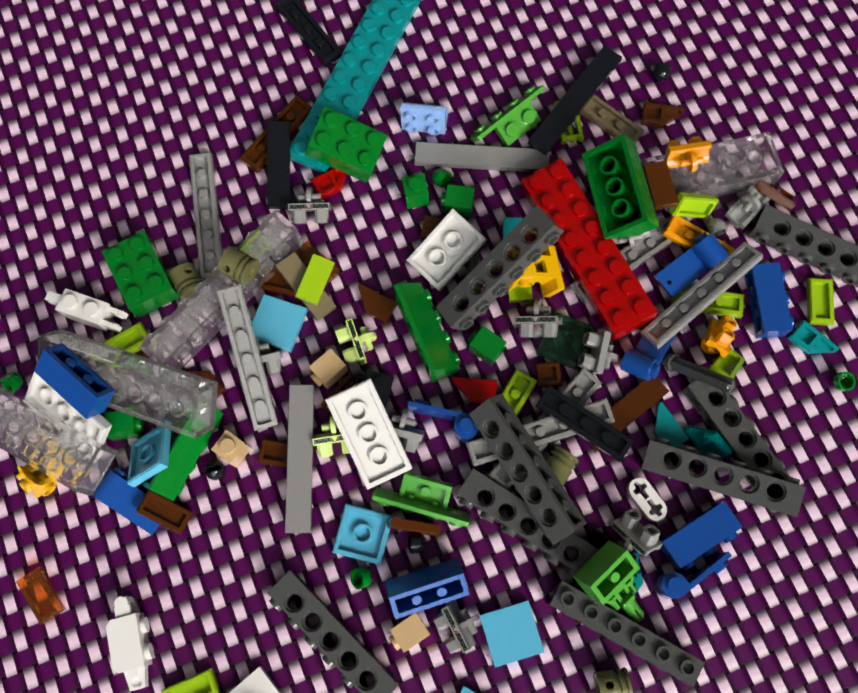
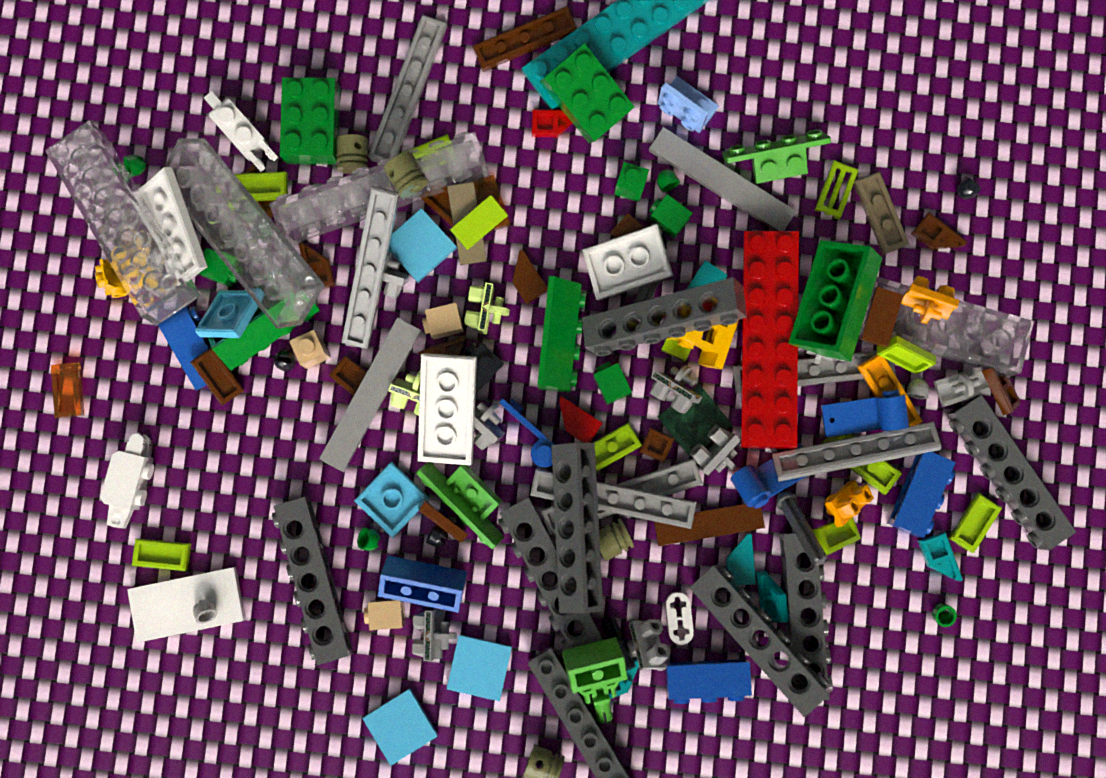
camera: 30 degrees right, 10 degrees up
(74, 380) = (191, 205): blue brick -> none
(278, 164) = (508, 76): black tile -> none
(300, 210) = (503, 138): light grey hips -> none
(574, 100) = (855, 171): black tile -> none
(584, 423) = (659, 515): black tile -> none
(674, 585) = (654, 712): blue door -> none

